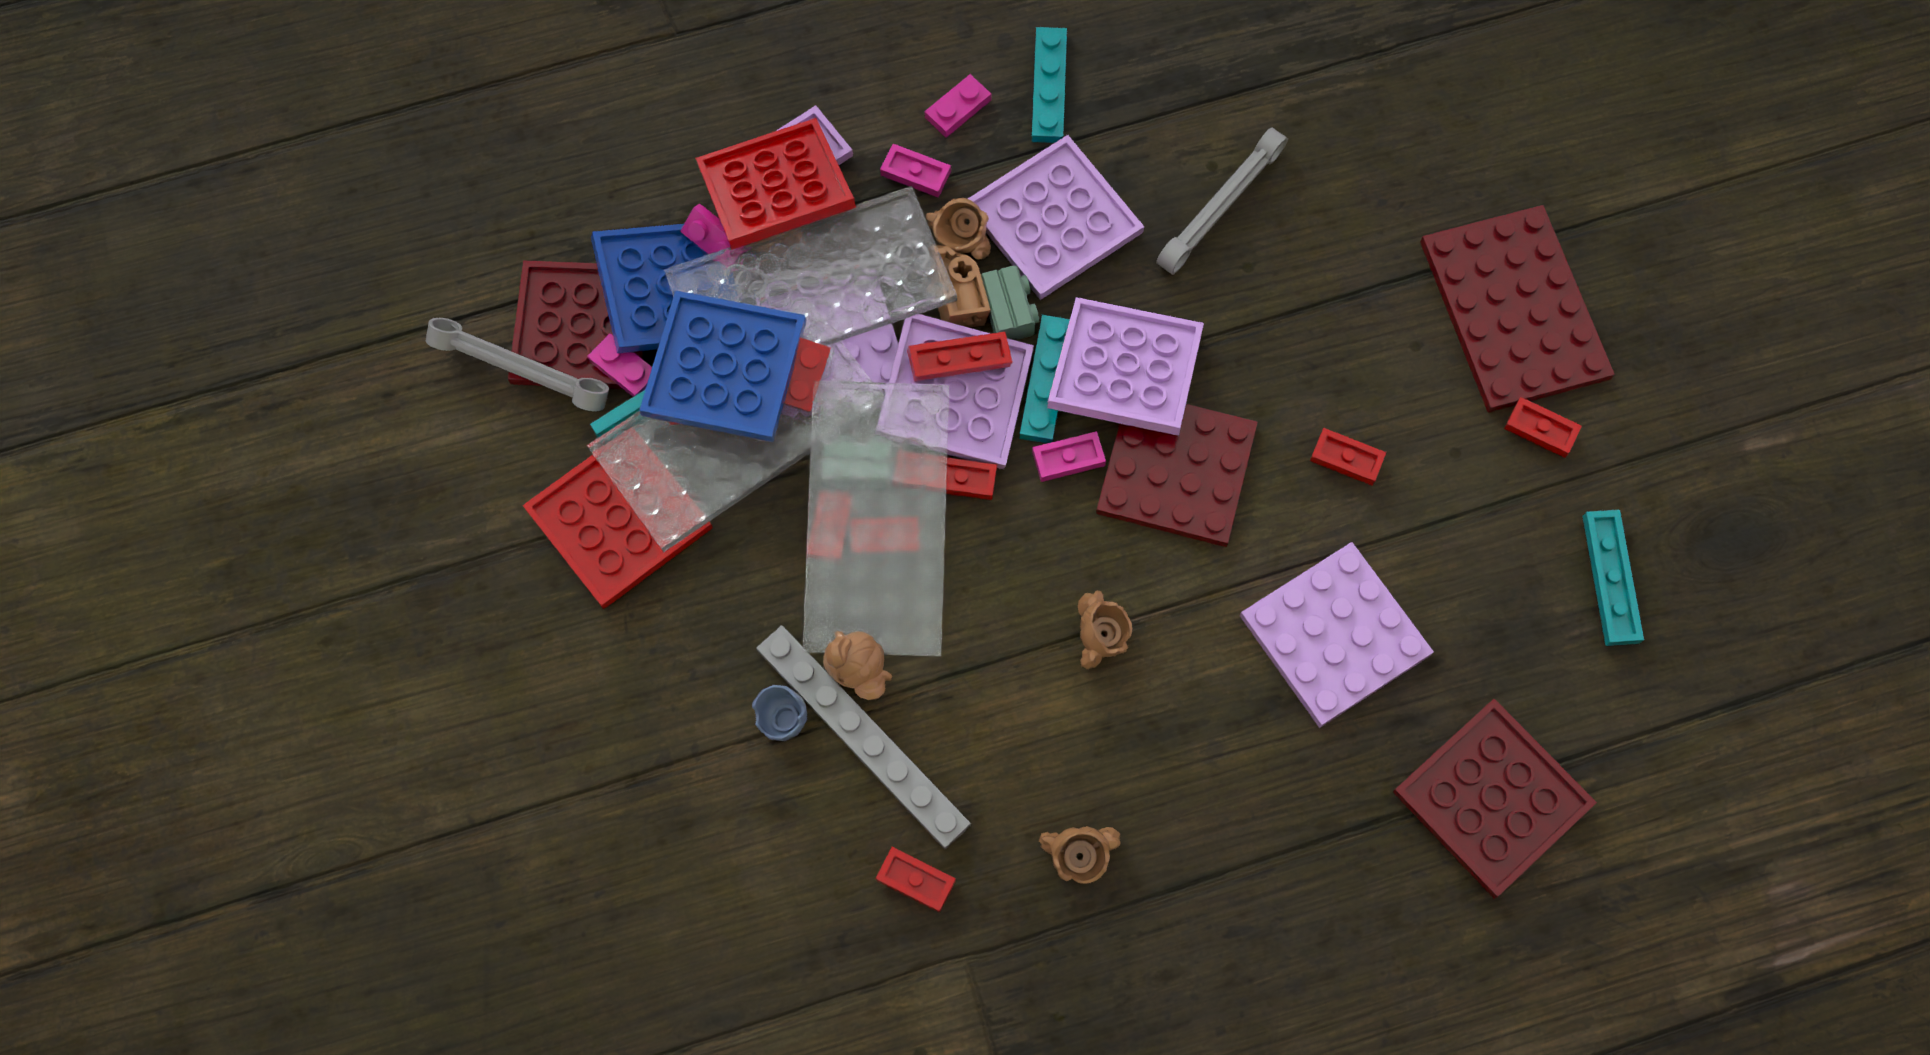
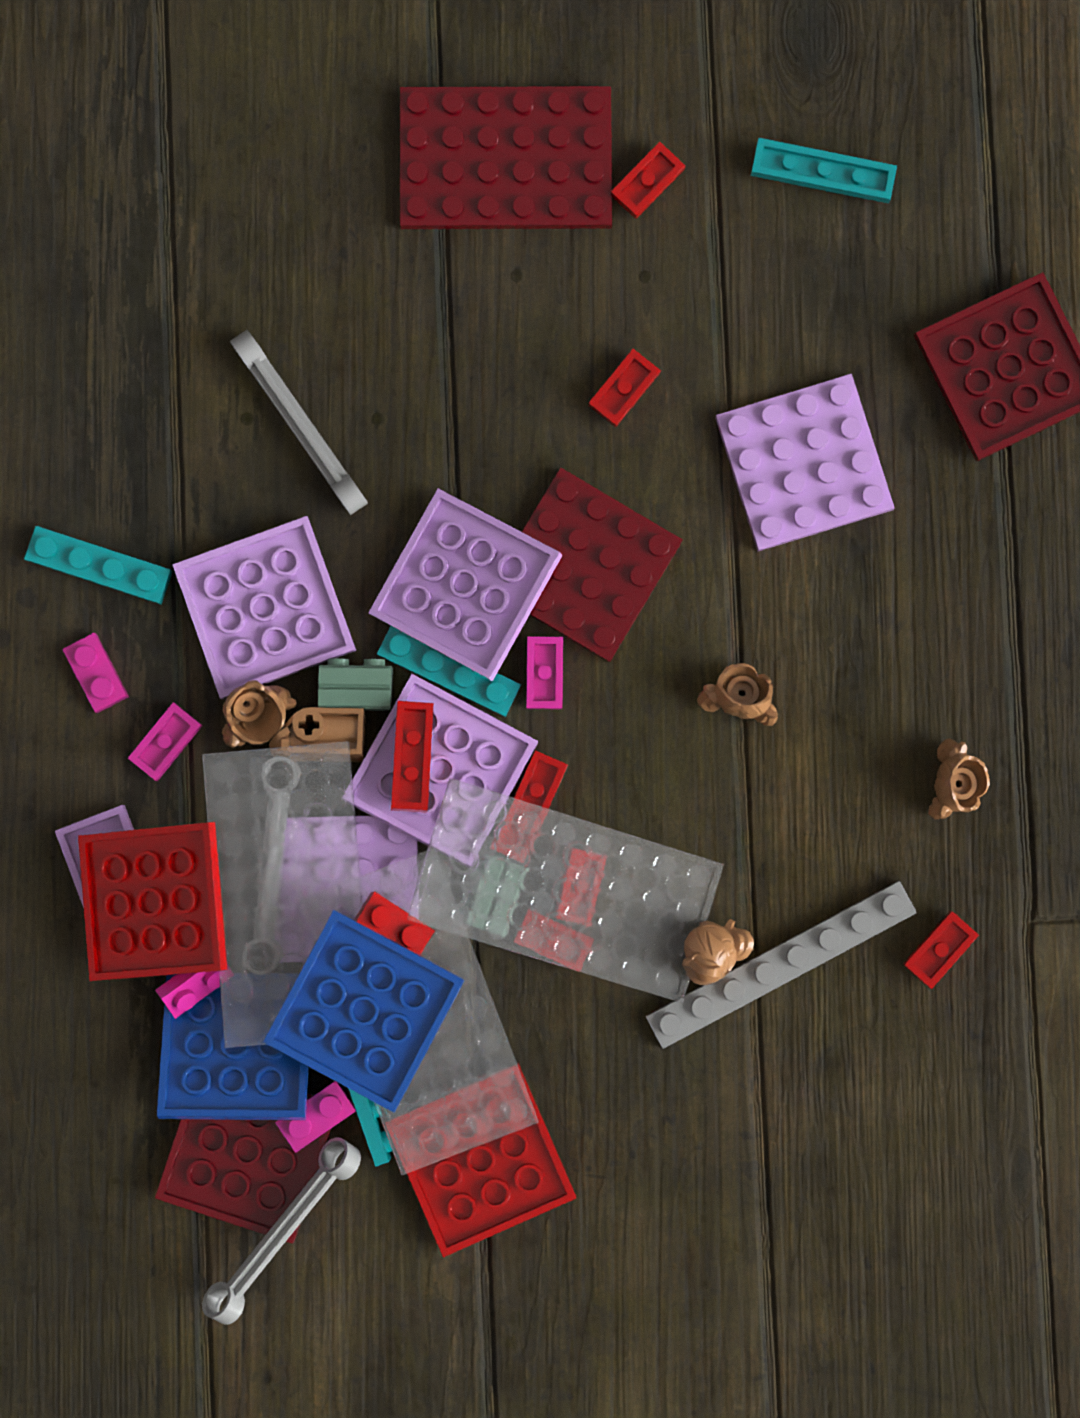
camera: 75 degrees left, 15 degrees up
(779, 712) = (741, 1041): sand blue hair -> none

